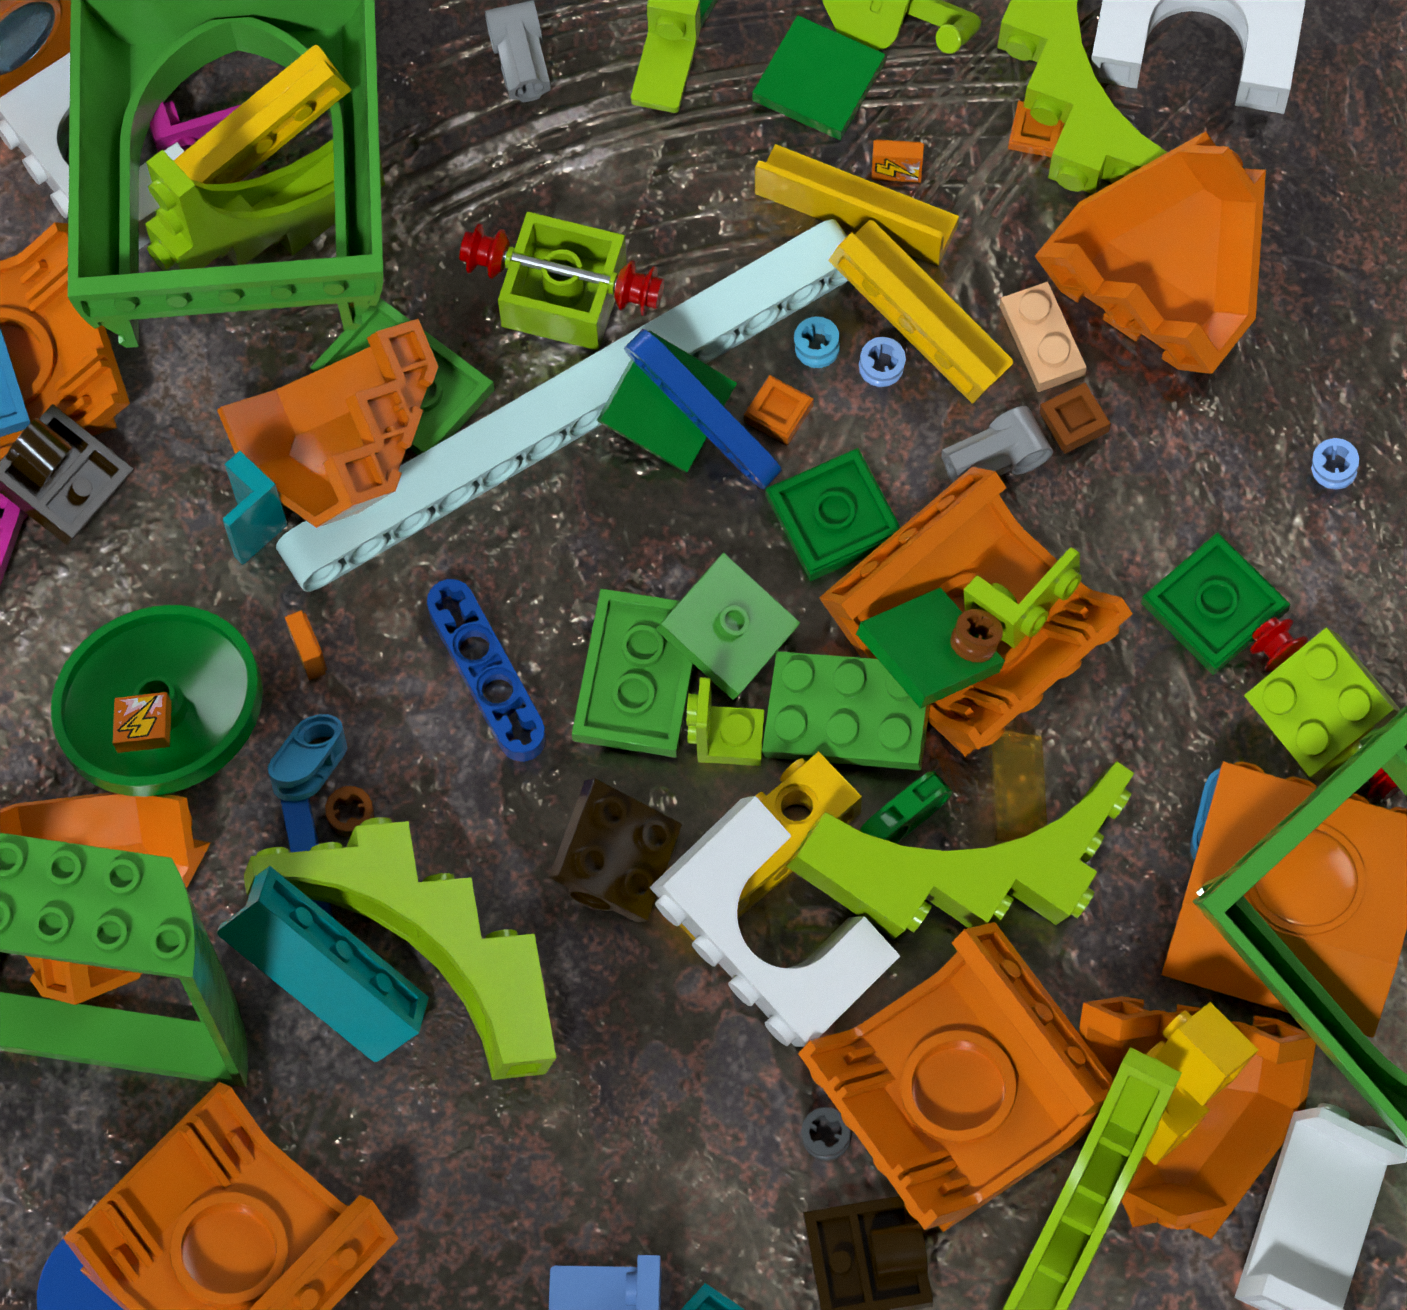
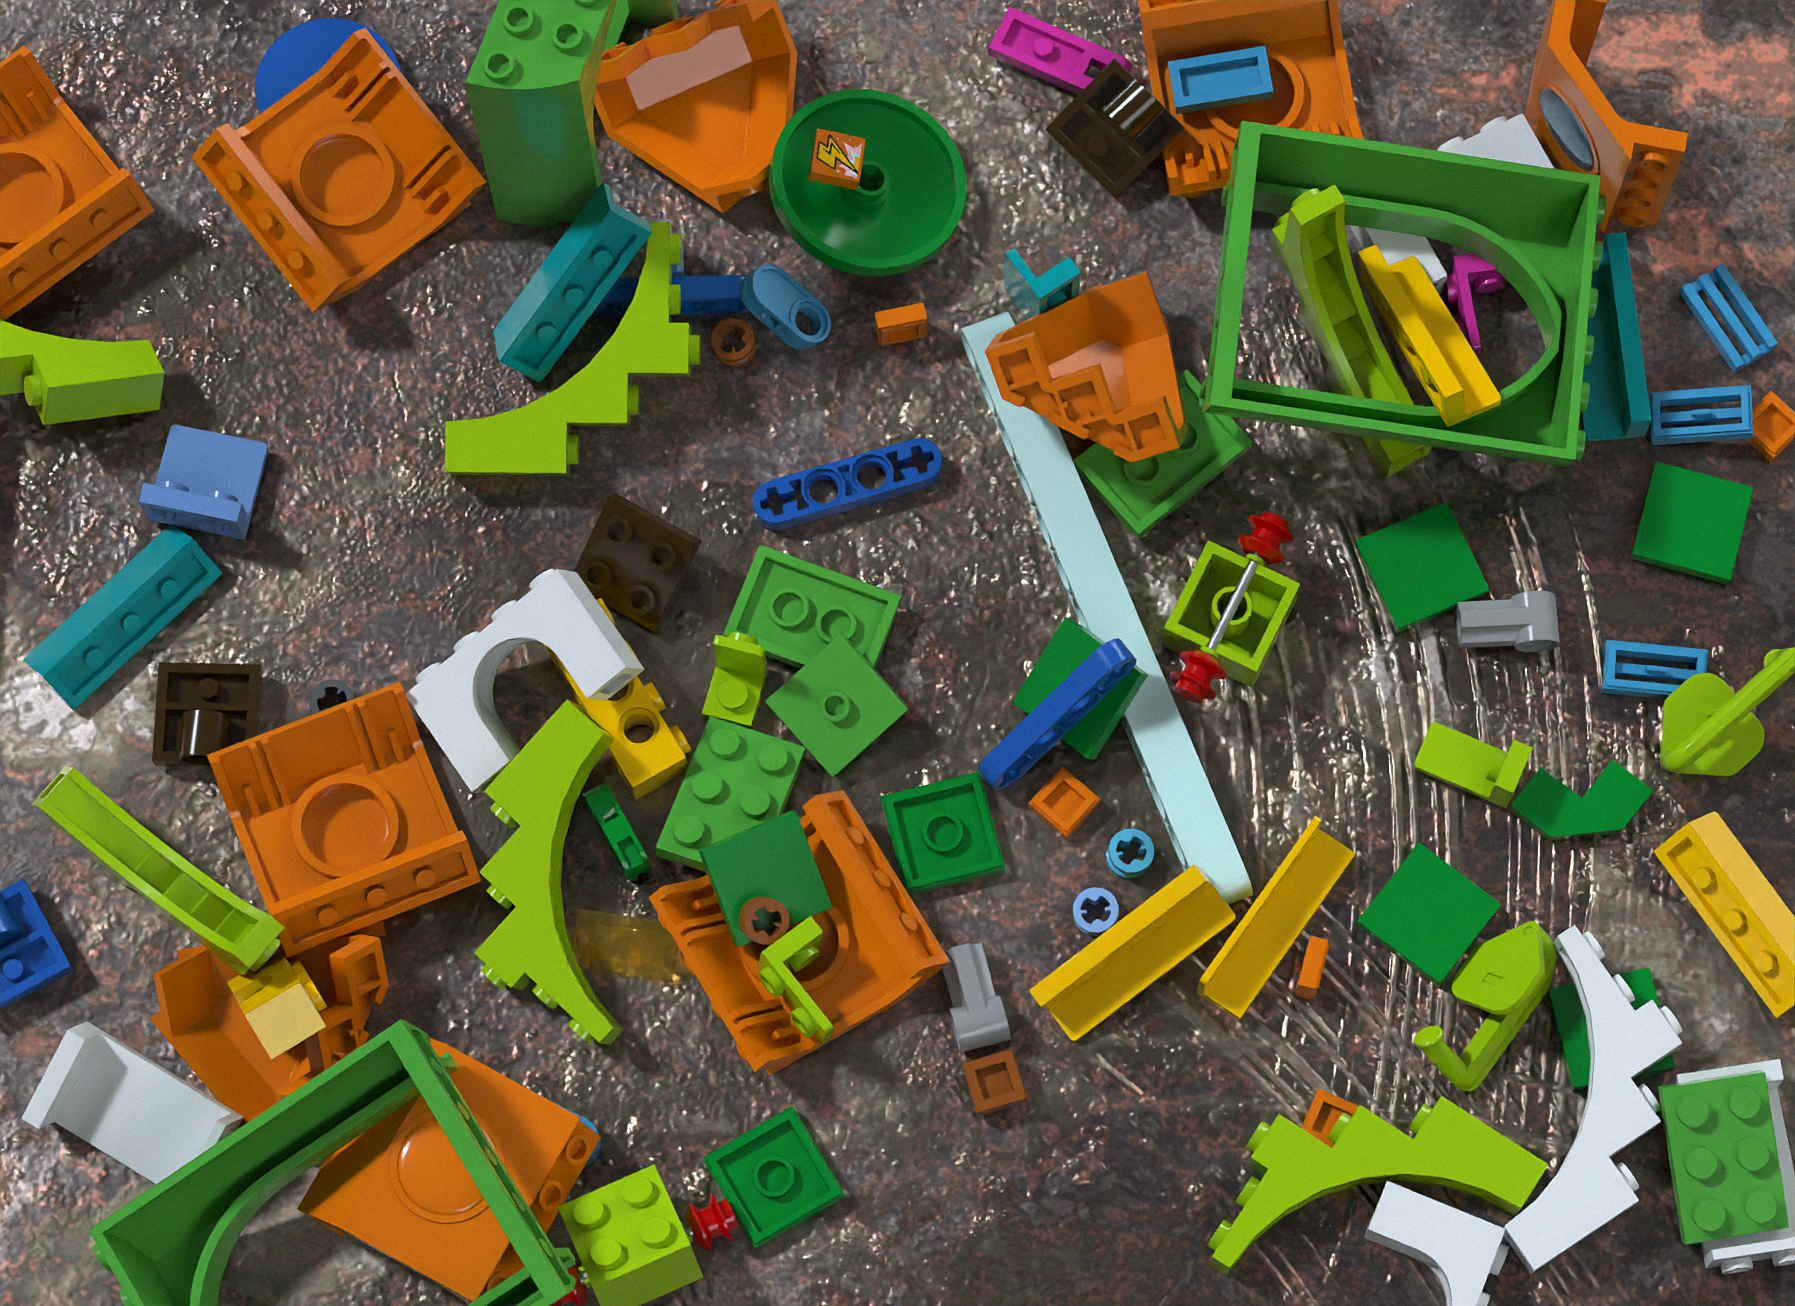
camera: 100 degrees right, 5 degrees up
(475, 135) = (1421, 567): none -> green tile
(1042, 336) = (1093, 1075): light nougat plate -> none
(1169, 252) = (1145, 1206): orange panel -> none

